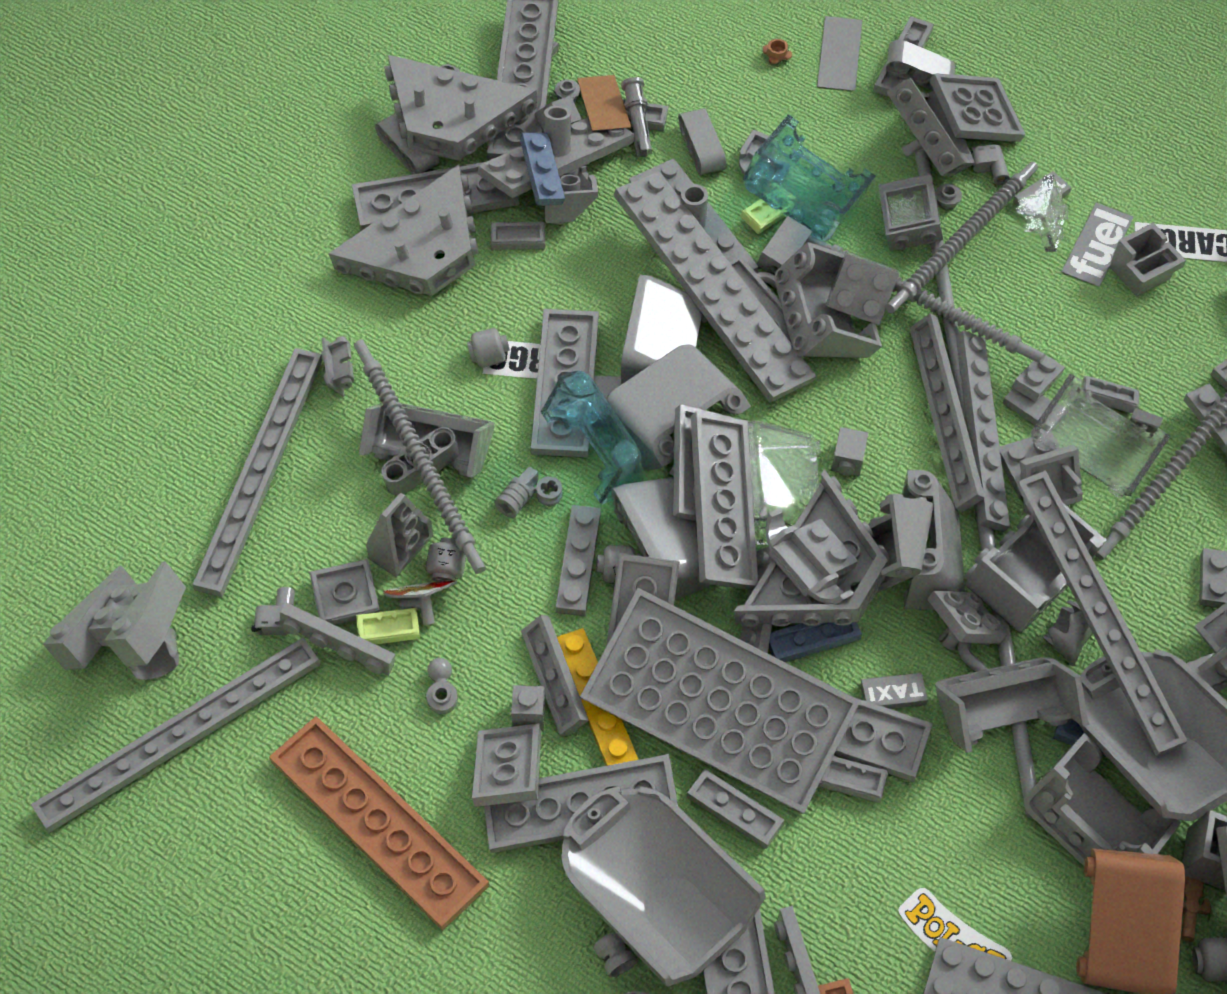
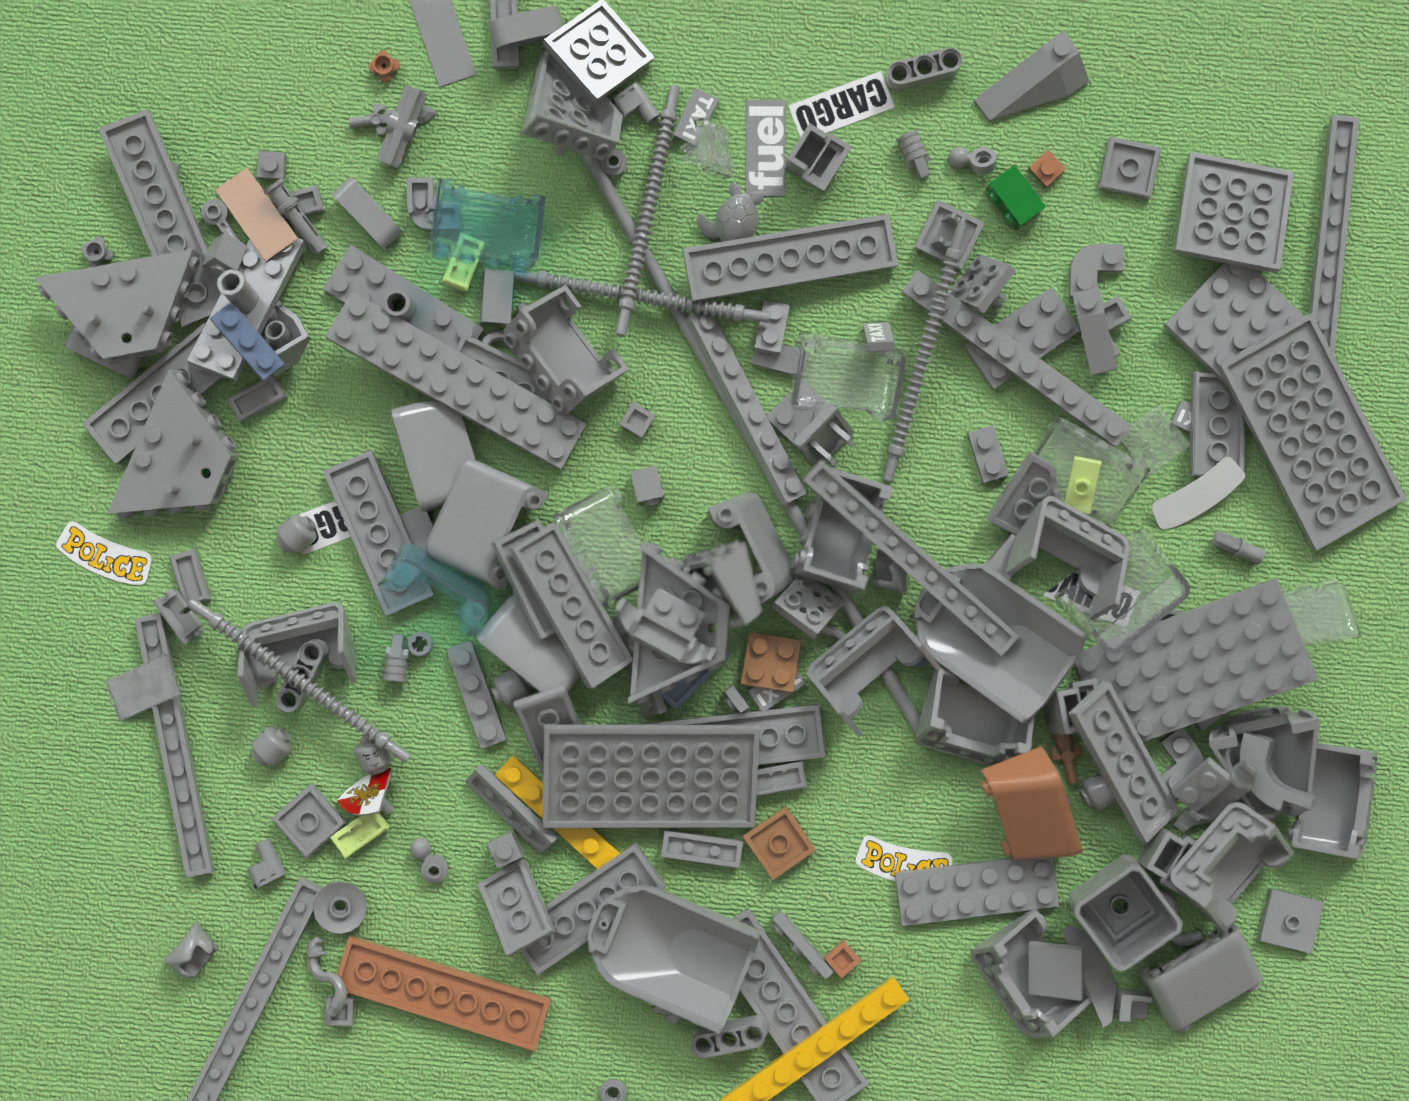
camera: 25 degrees left, 30 degrees up
(121, 616) = (153, 937): light grey wedge -> none
(261, 786) = (345, 1016): none -> light grey plate
(264, 405) = (143, 687): none -> clear piece
(270, 719) = (315, 951): none -> light grey animal
(299, 296) = (104, 556): none -> sticker
(323, 670) = (336, 919): none -> light grey dish
(328, 635) = (315, 871): light grey plate -> none
(351, 510) = (271, 746): none -> light grey head
(372, 333) = (190, 576): none -> light grey tile
(398, 535) = (325, 761): light grey wedge -> none
(635, 71) = (271, 165): none -> light grey plate
(748, 85) = (378, 119): none -> light grey sword
(769, 93) = (402, 126): none -> light grey piece
(823, 842) = (779, 842): none -> medium nougat plate
(844, 677) = (735, 700): none -> light grey plate
(862, 288) = (586, 320): light grey brick -> none
(867, 396) = (637, 420): none -> light grey plate
(899, 663) = (771, 662): none -> medium nougat plate
(910, 212) = (591, 206): light grey window -> none
(947, 413) = (709, 406): light grey plate -> none
(1043, 281) = (735, 218): none -> light grey animal
(1085, 326) = (789, 258): none -> light grey plate
(1111, 394) = (837, 316): light grey plate -> none

